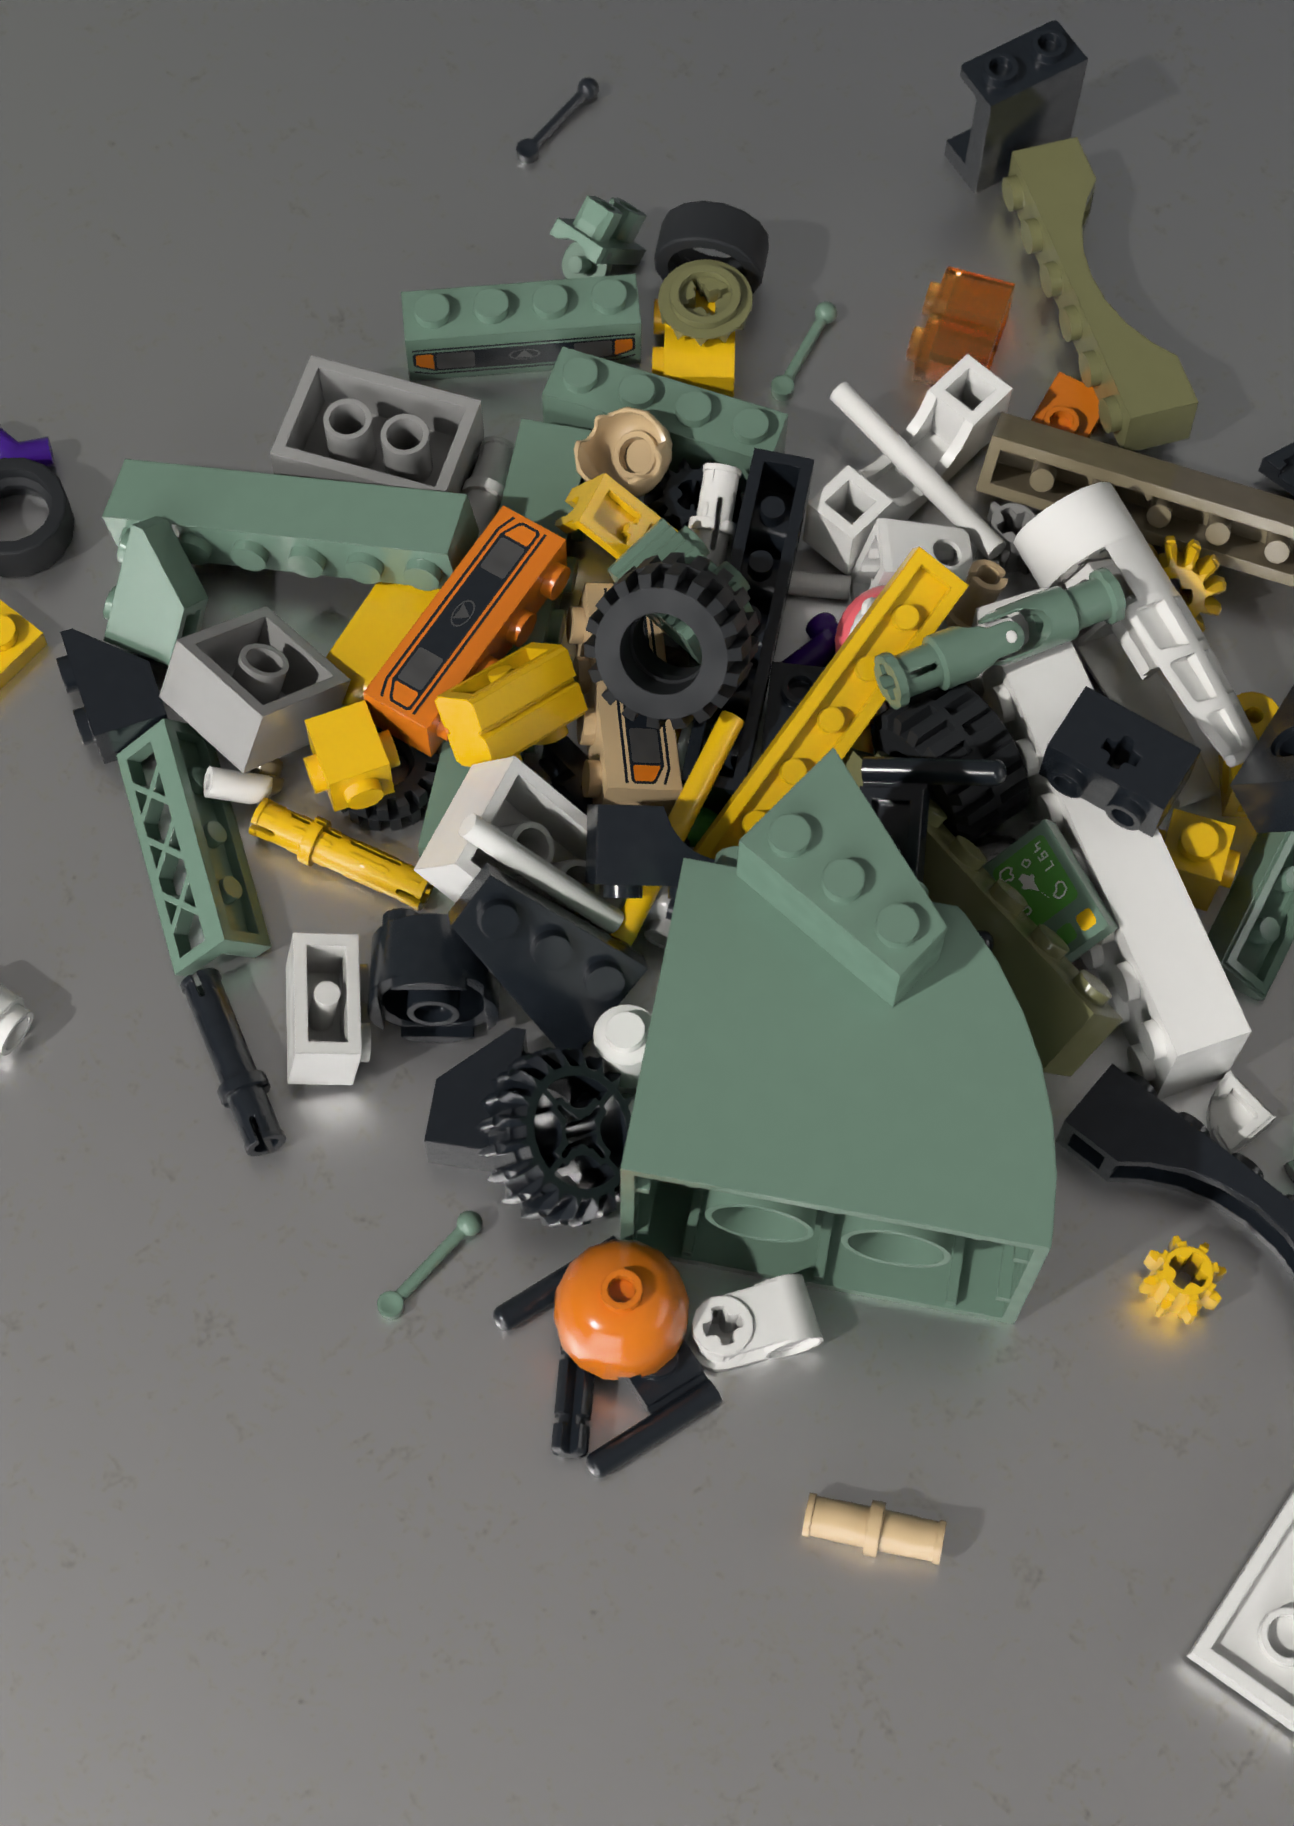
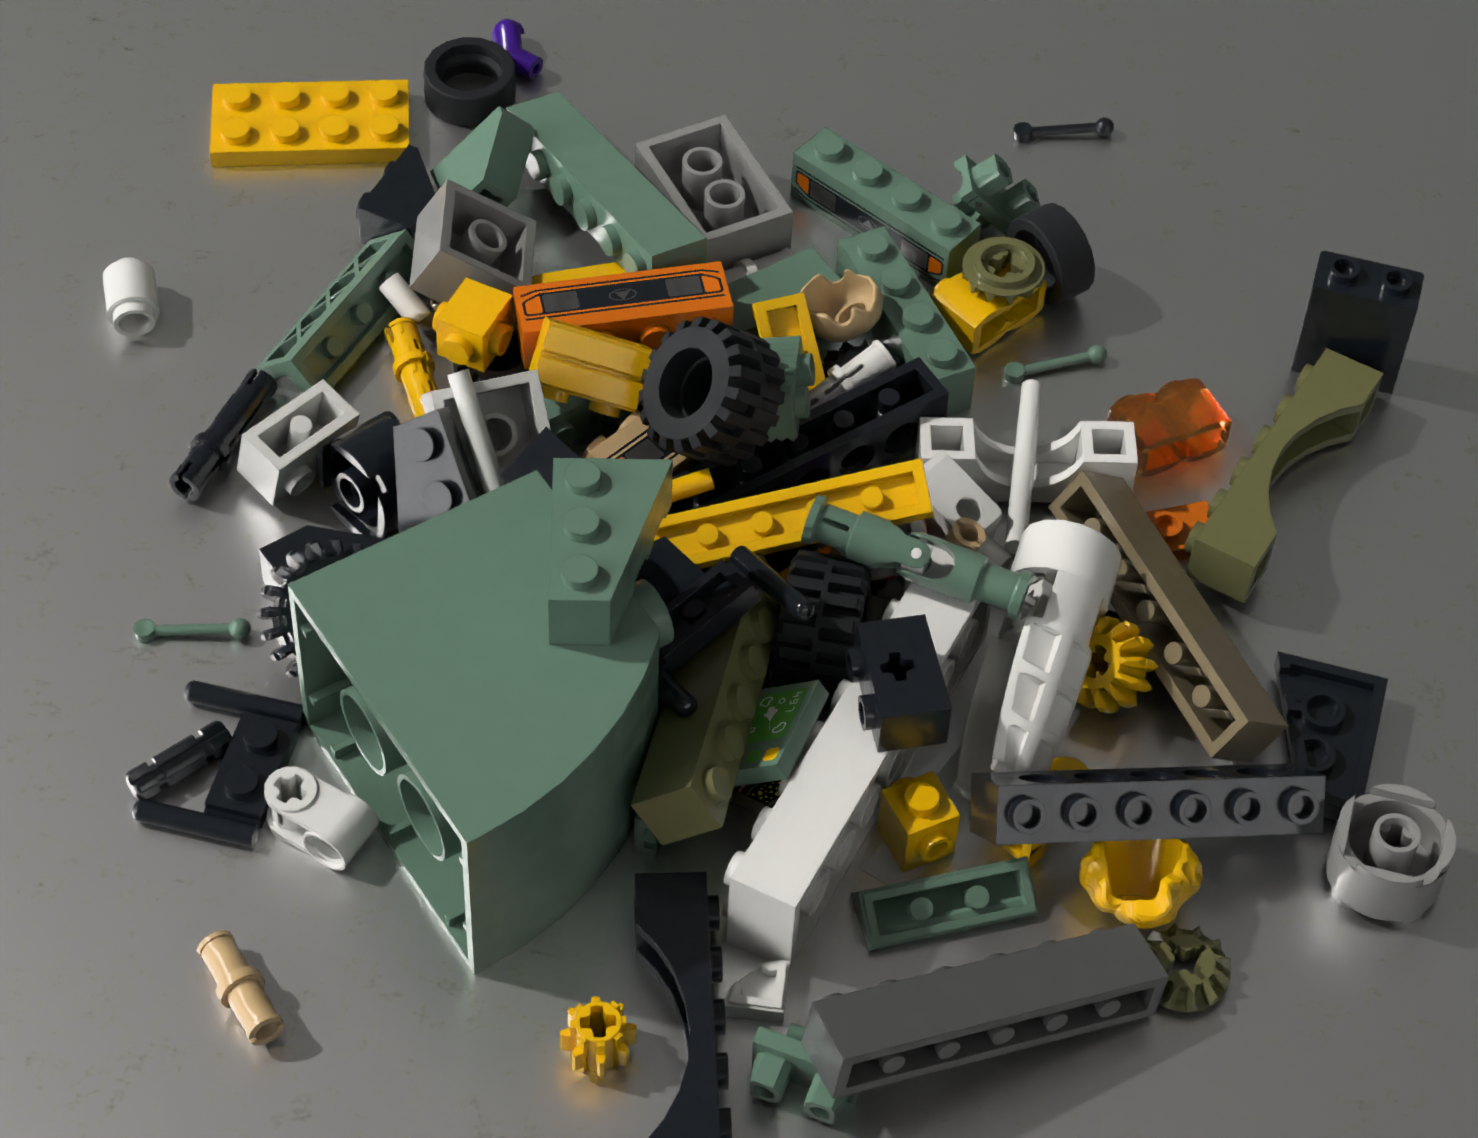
camera: 45 degrees right, 15 degrees down
(621, 1309) = (248, 728): orange cylinder -> none

